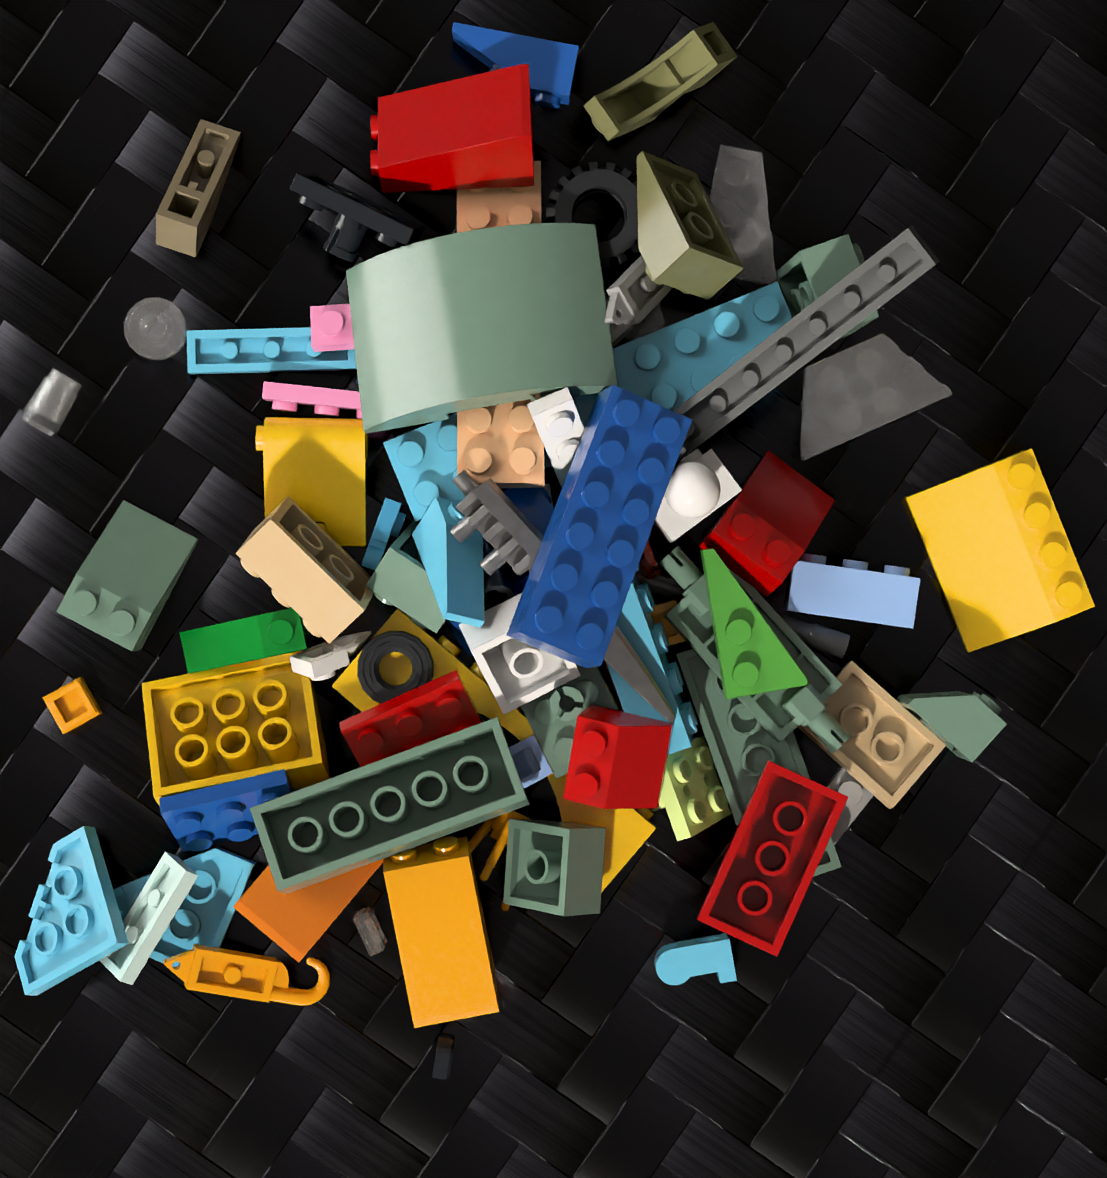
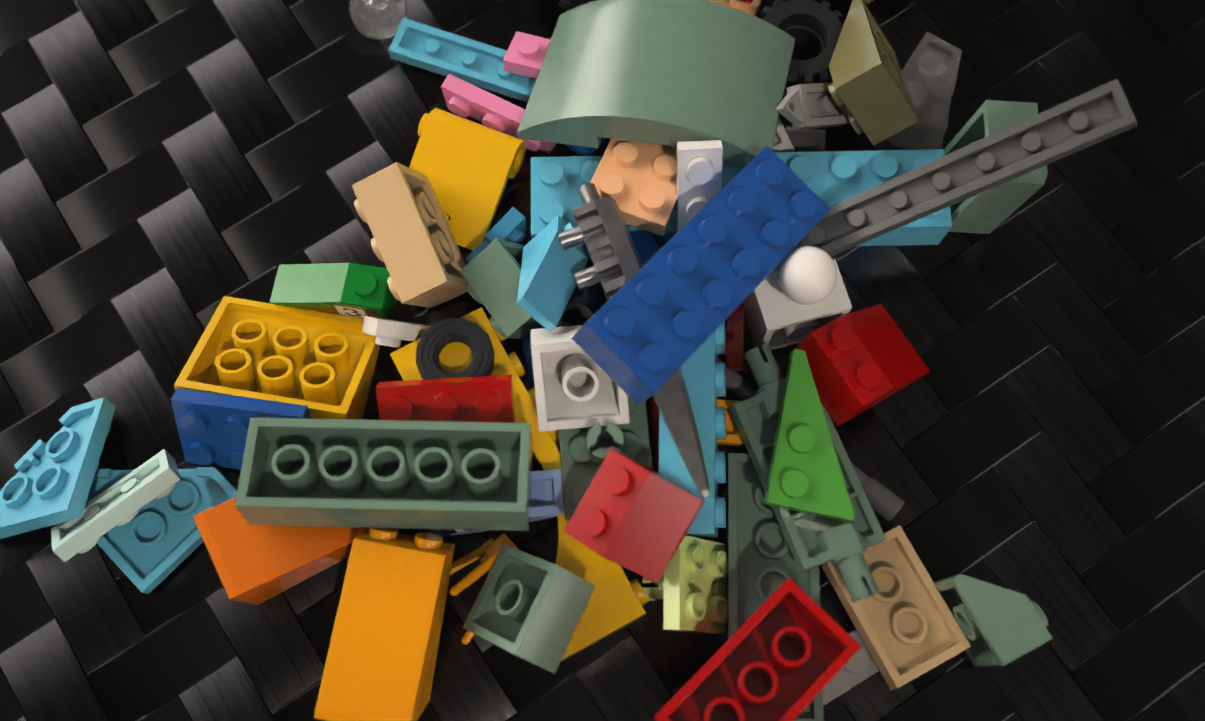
camera: 25 degrees right, 15 degrees down
(51, 402) = (263, 35): clear piece -> none
(72, 705) = (154, 292): light orange tile -> none
(128, 576) = (254, 199): sand green slope -> none
(244, 975) = (180, 602): light orange plate -> none
(370, 930) = (322, 607): clear tile -> none
(852, 591) = (922, 460): light blue brick -> none
(861, 392) = (988, 283): clear wing -> none
(1000, 551) = (1084, 476): yellow slope -> none

